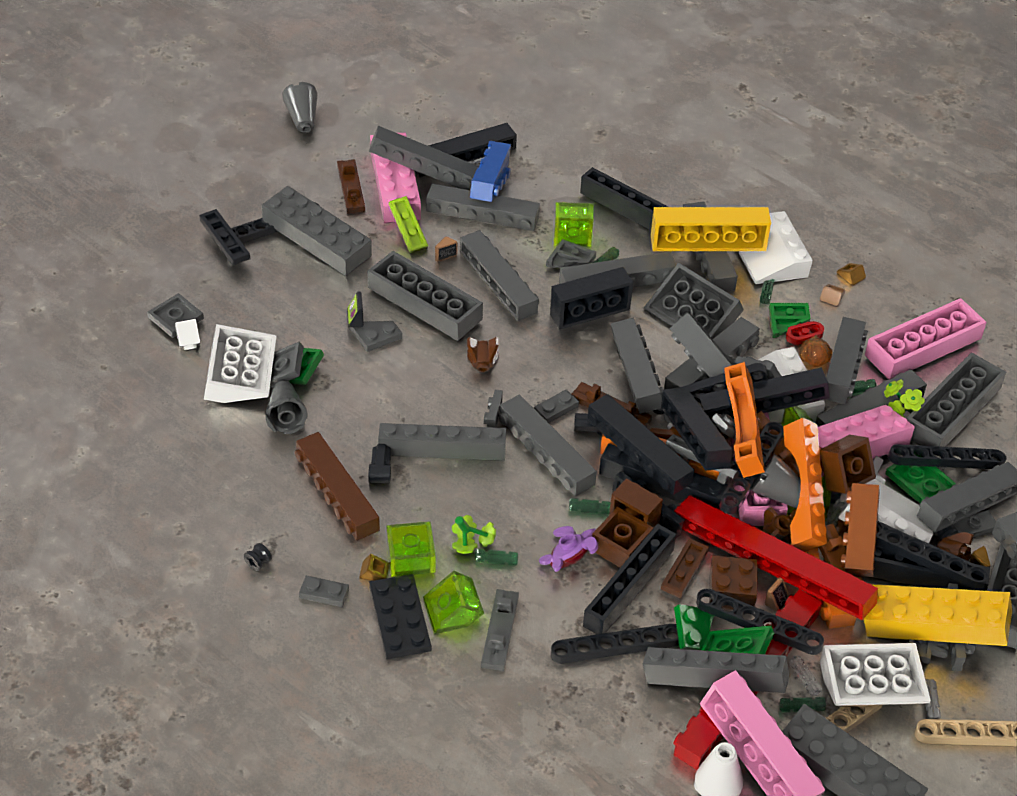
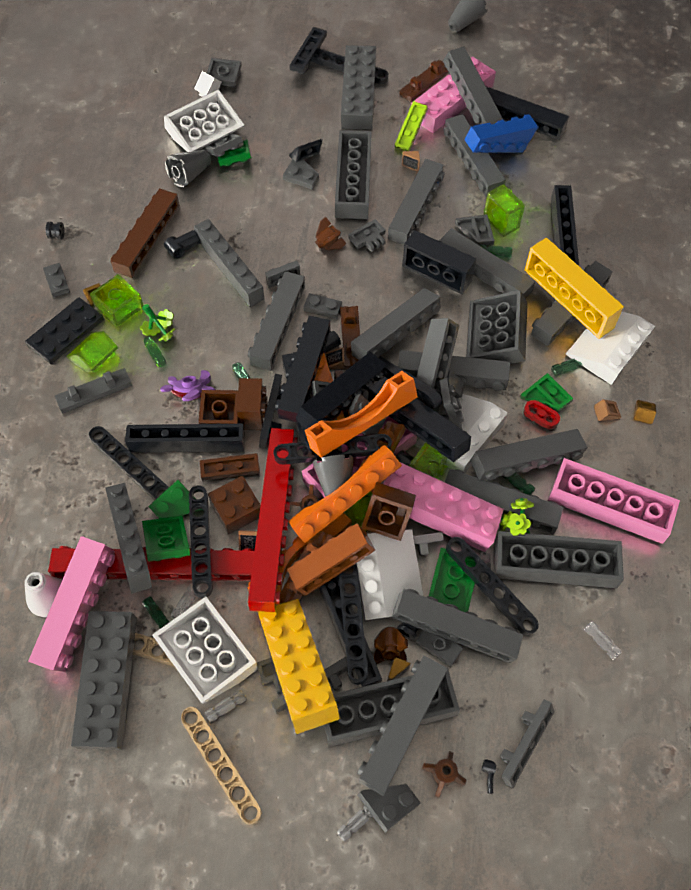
camera: 55 degrees right, 15 degrees up
(507, 329) = (368, 235): none -> dark grey hinge
(815, 351) = (526, 429): clear orange hair -> none

